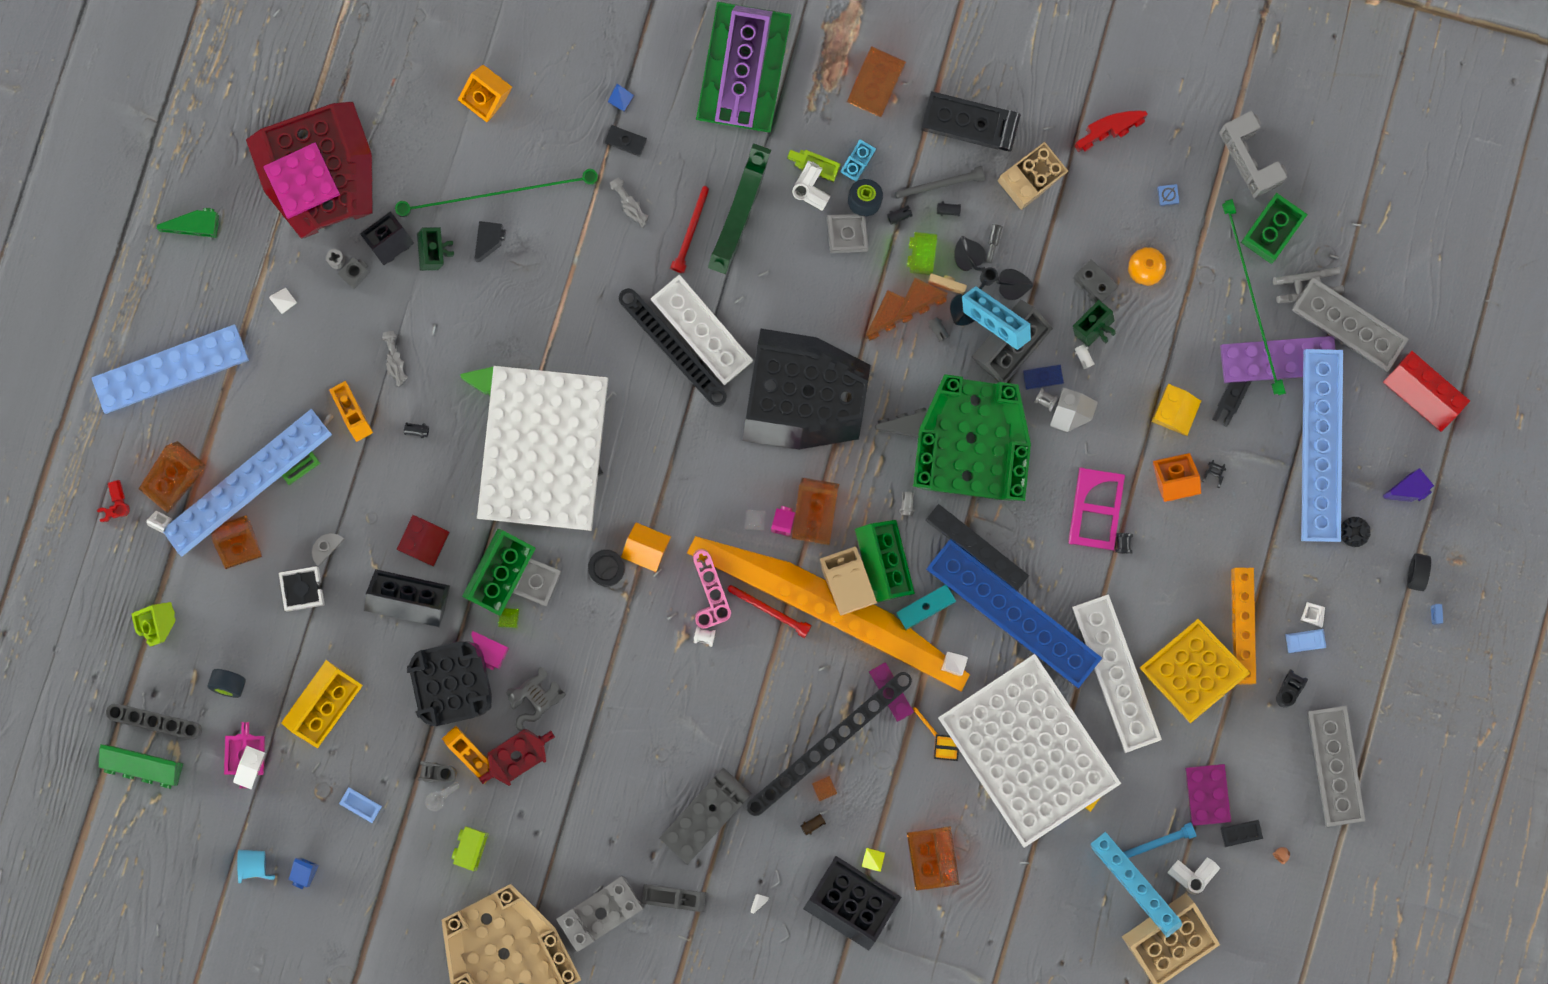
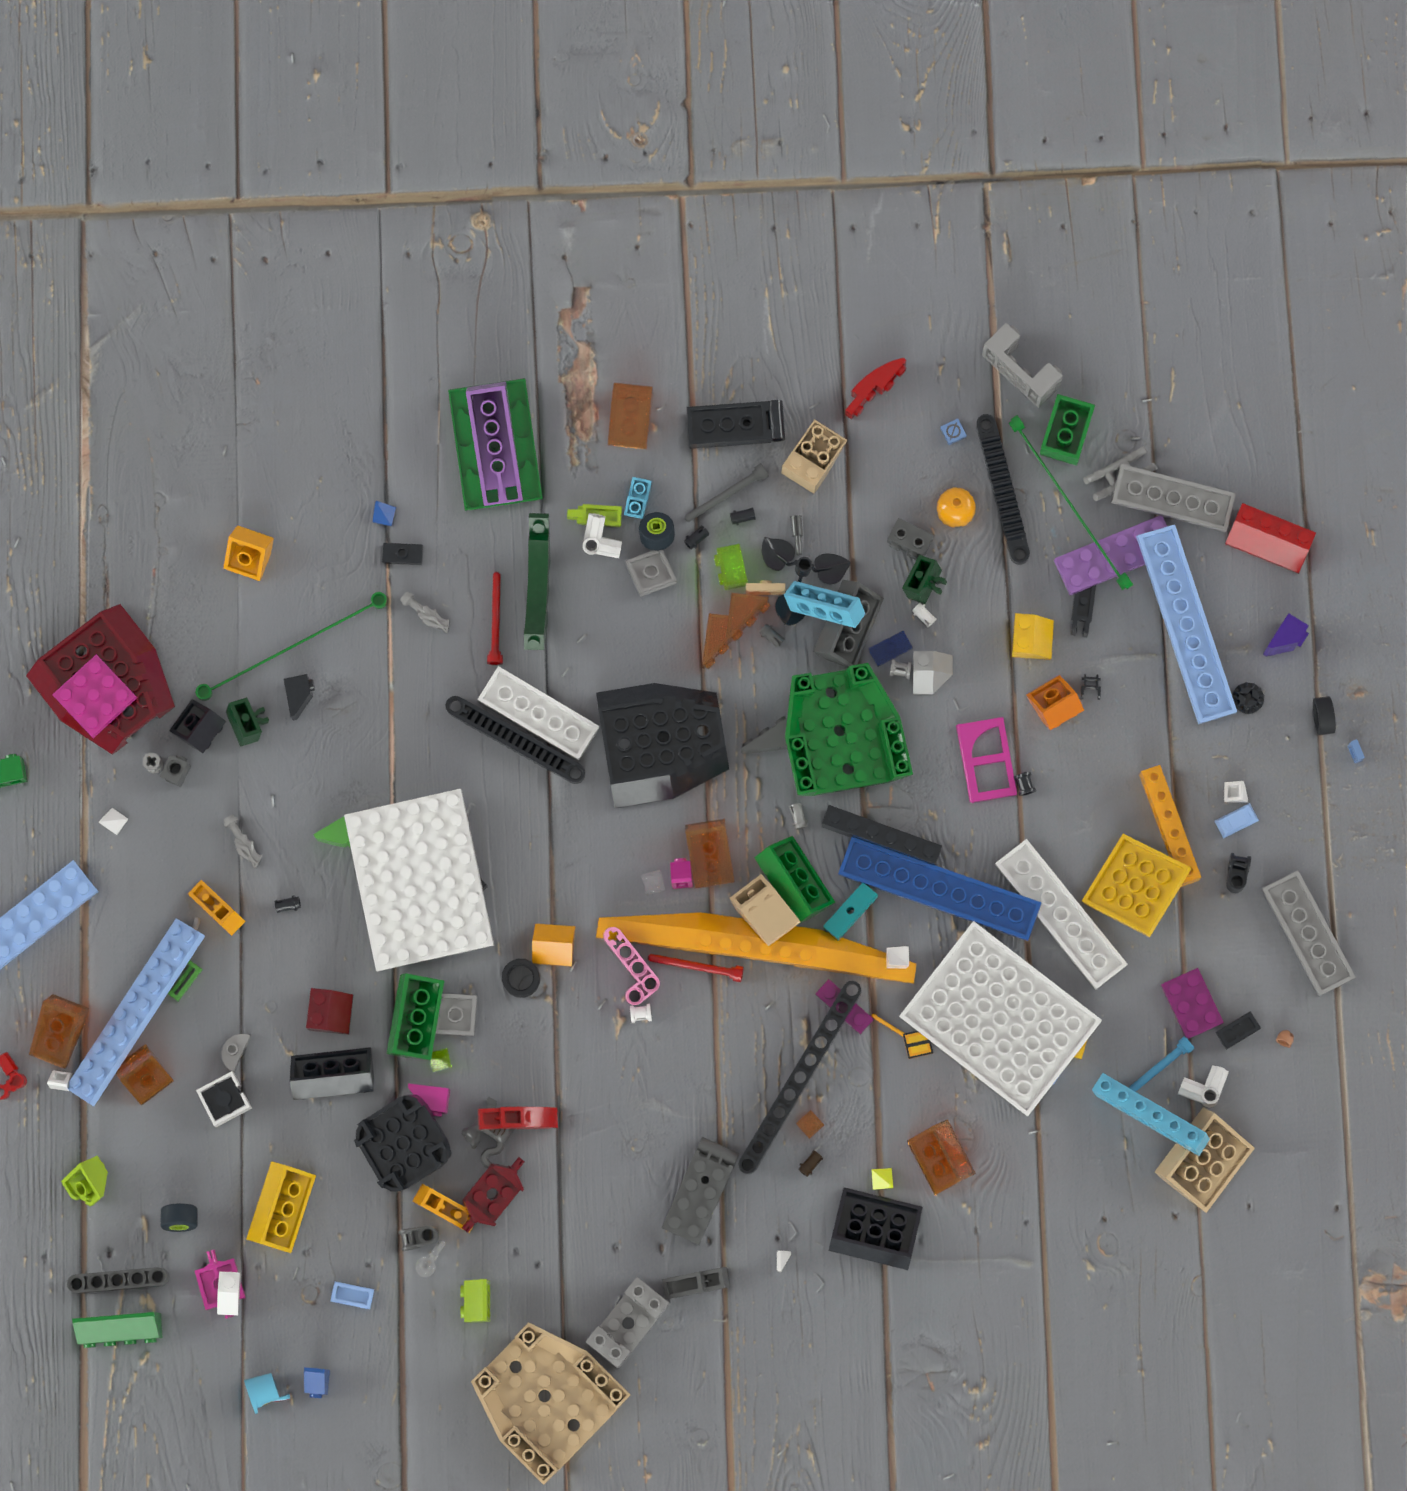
camera: 10 degrees left, 5 degrees down
(561, 695) = (517, 1118): none -> red slope
(1196, 263) = (1002, 489): none -> black gear

